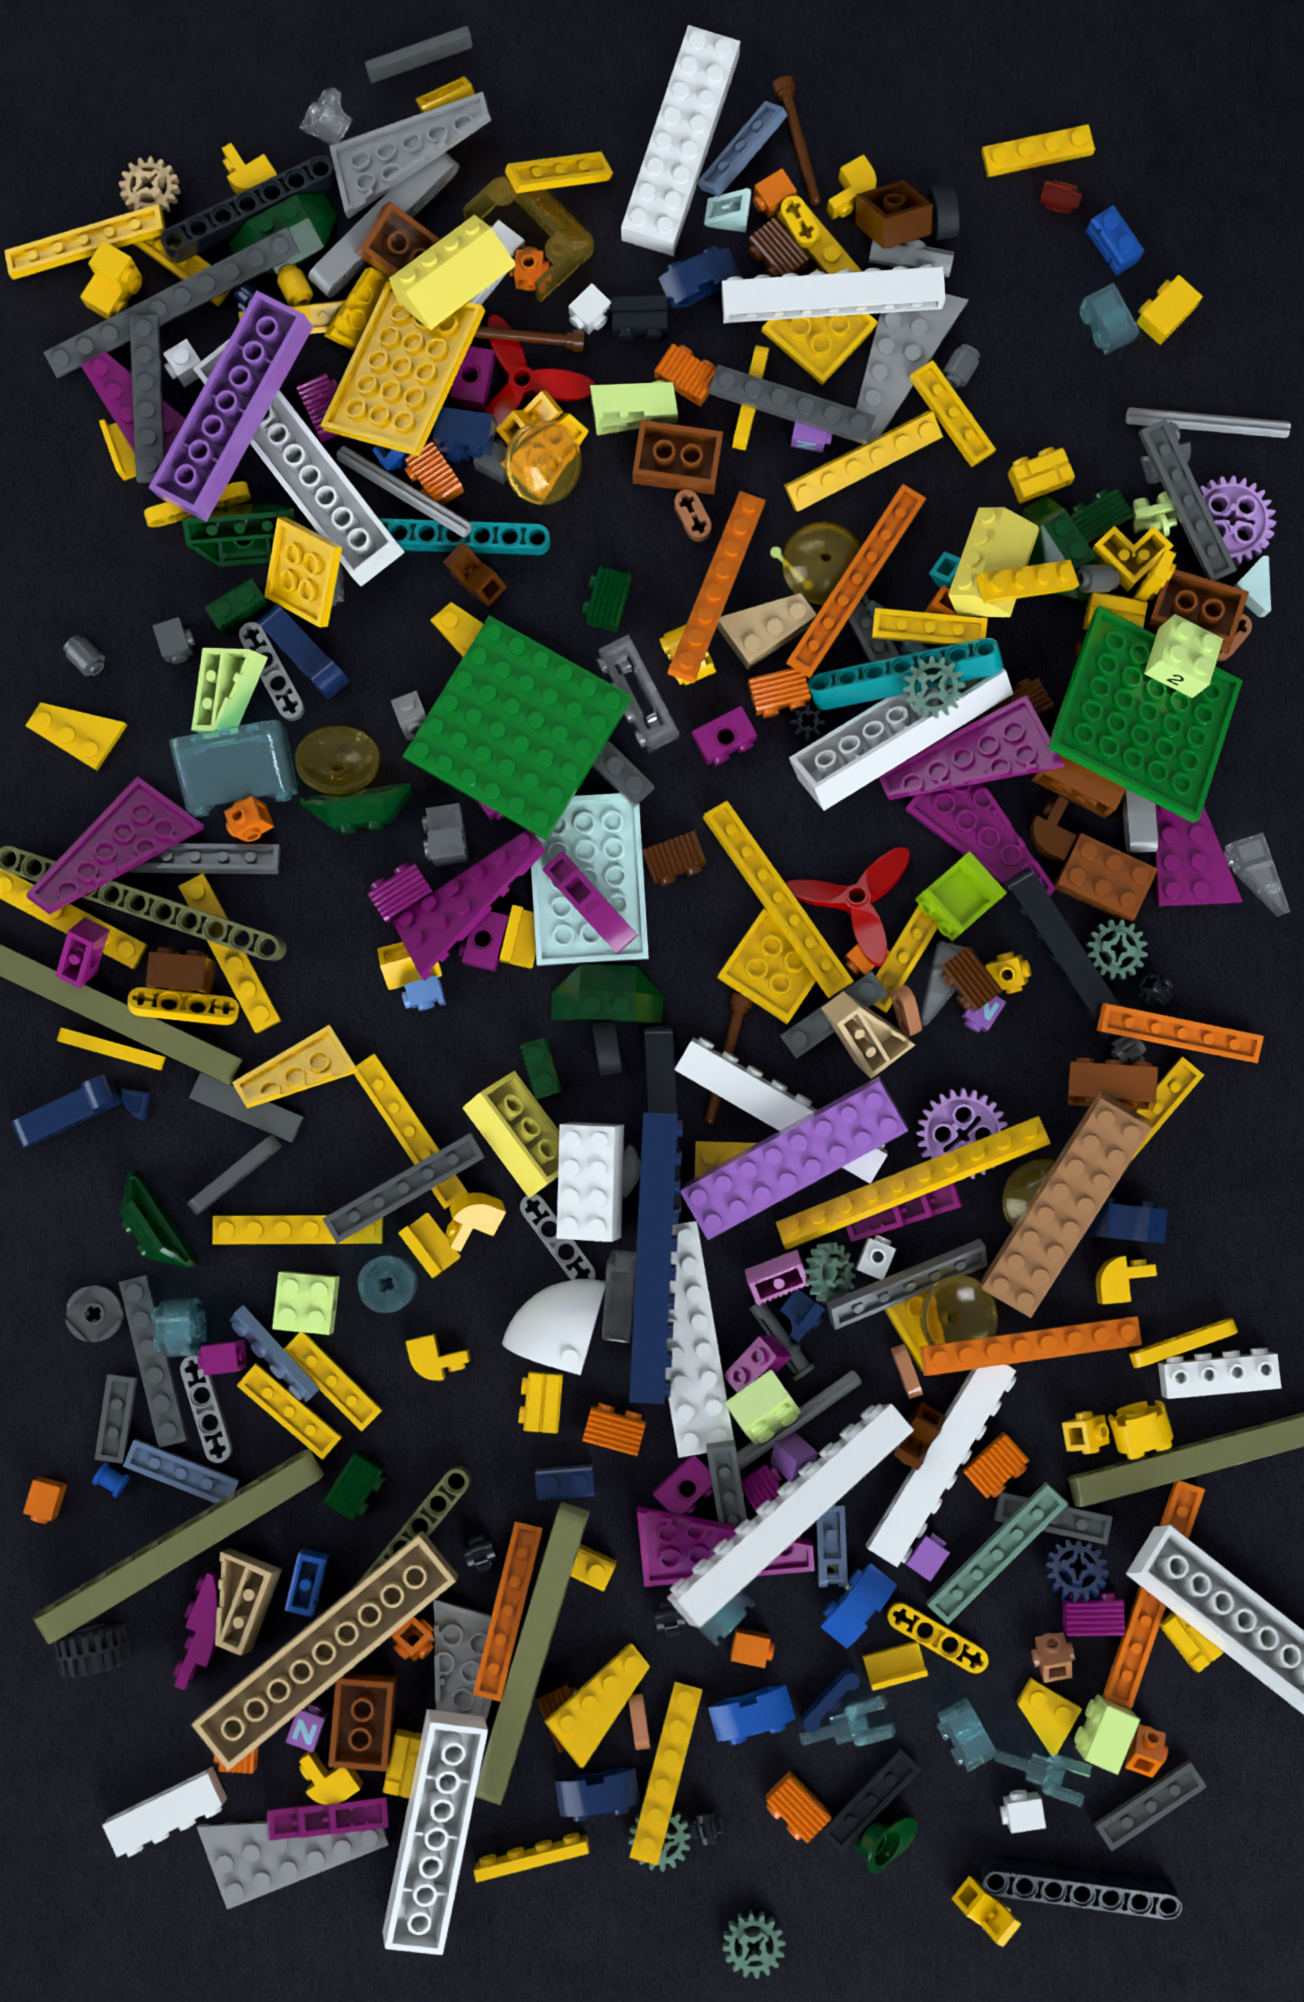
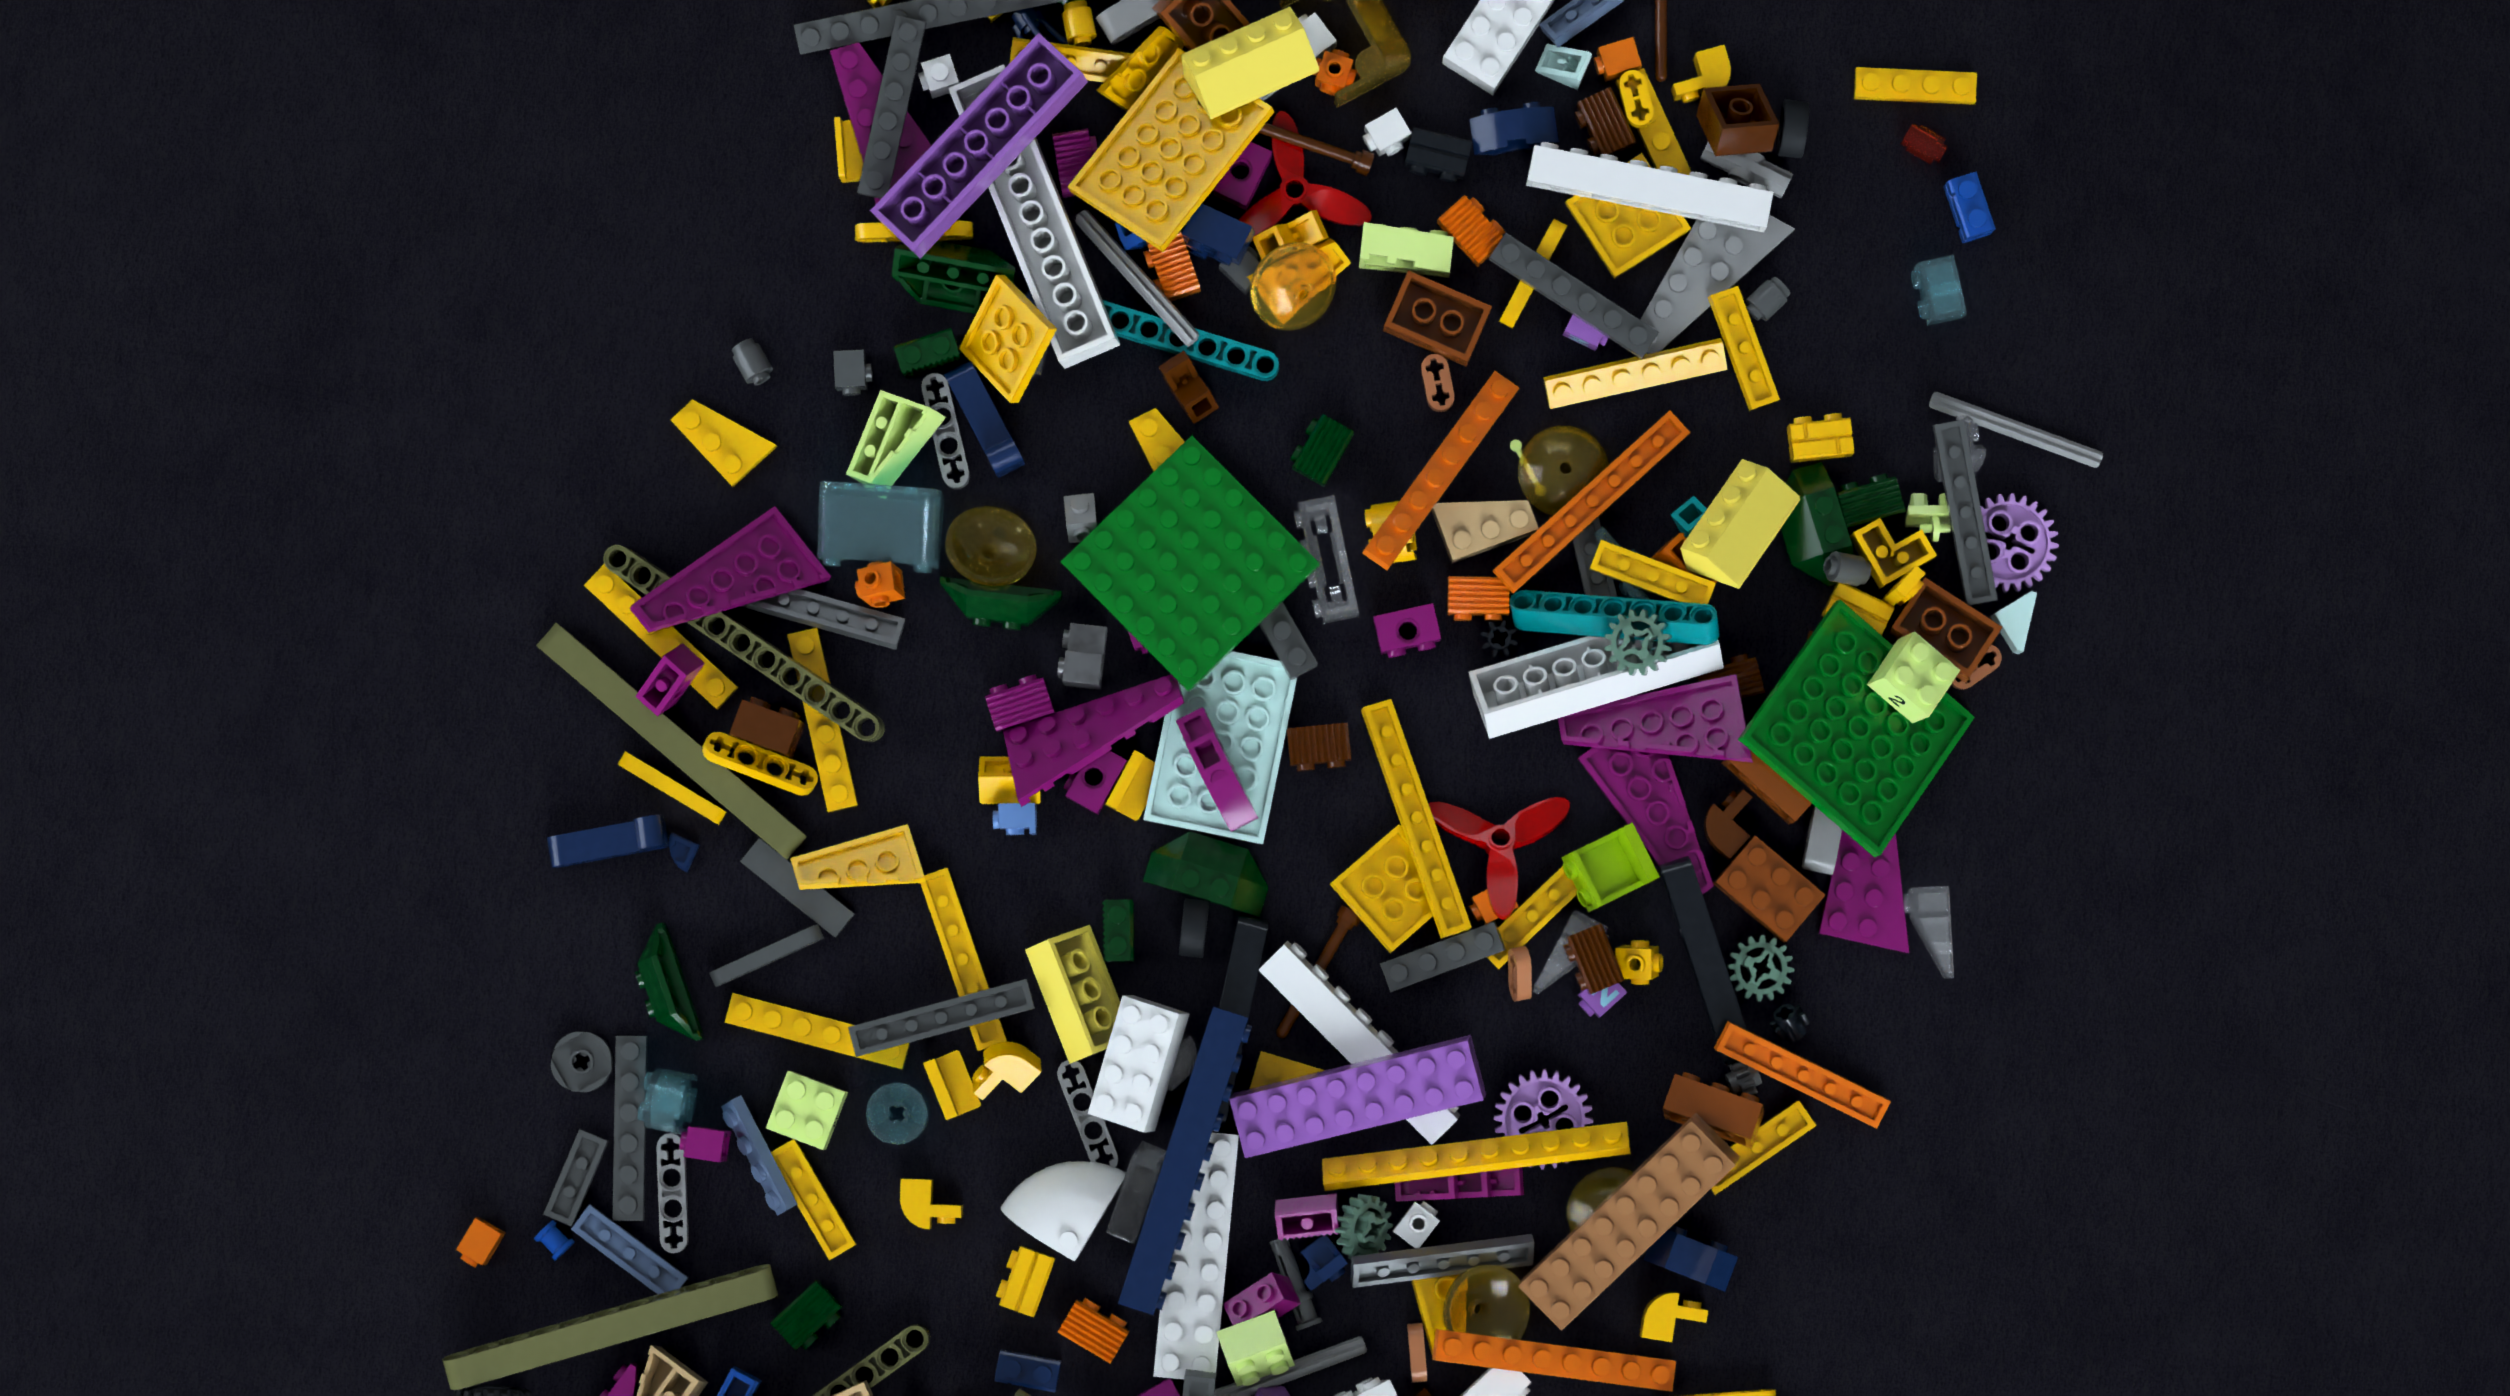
camera: 15 degrees right, 0 degrees up
(289, 1411) = (759, 1219): yellow plate -> none
(866, 1035) = (1470, 987): tan wedge -> none
(1027, 581) = (1768, 555): yellow plate -> none
(1169, 309) = (2007, 296): yellow brick -> none

